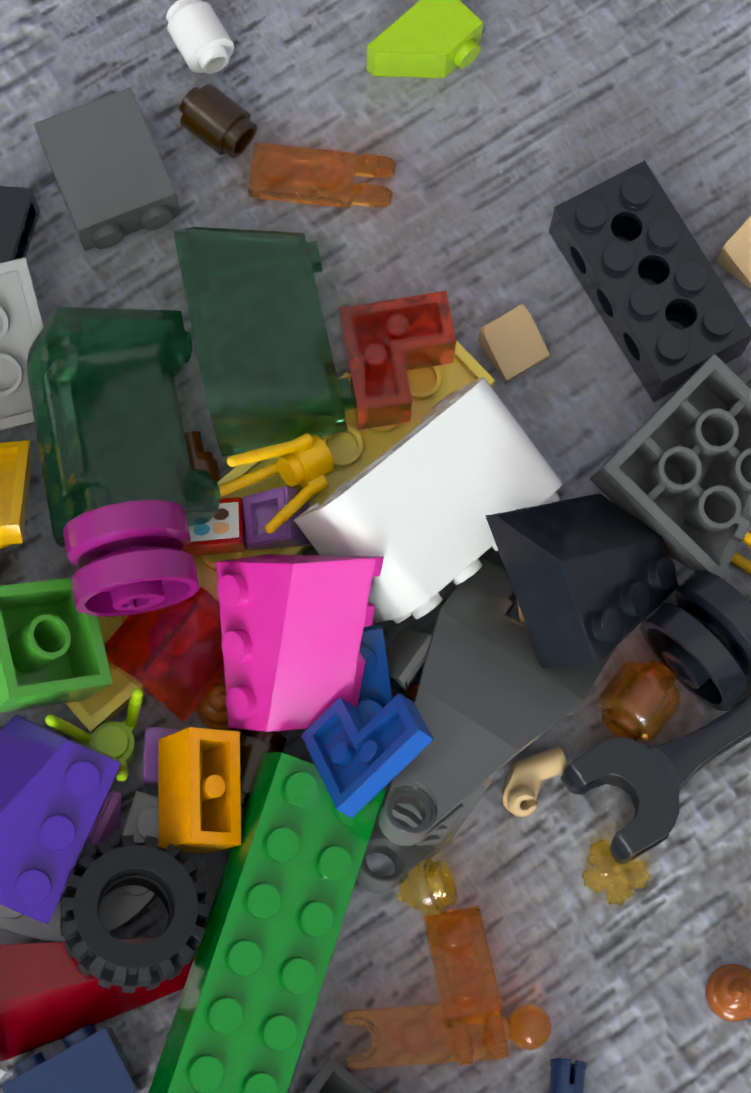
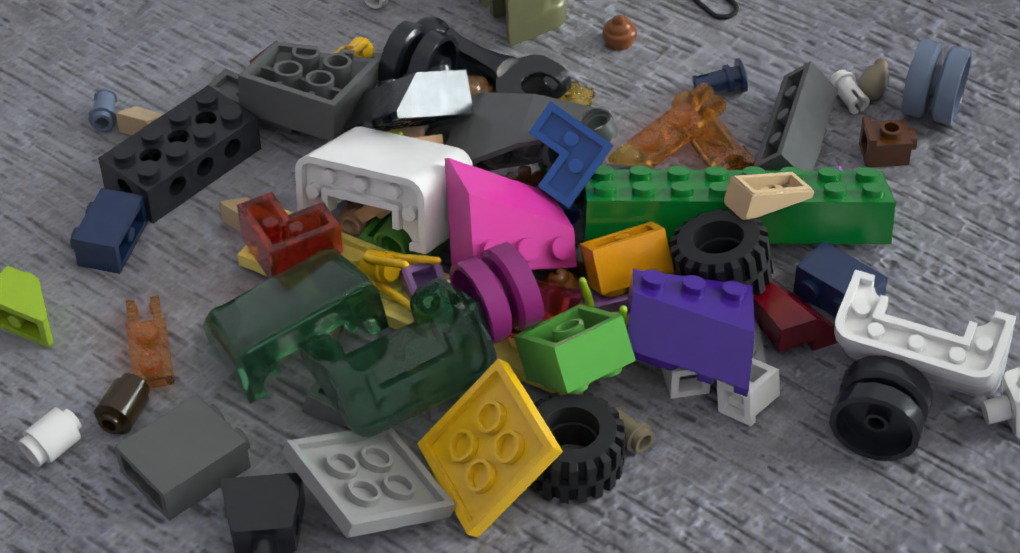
camera: 105 degrees left, 30 degrees down
(174, 961) = (764, 193): none -> tan slope
(529, 163) = (109, 230): none -> dark blue brick

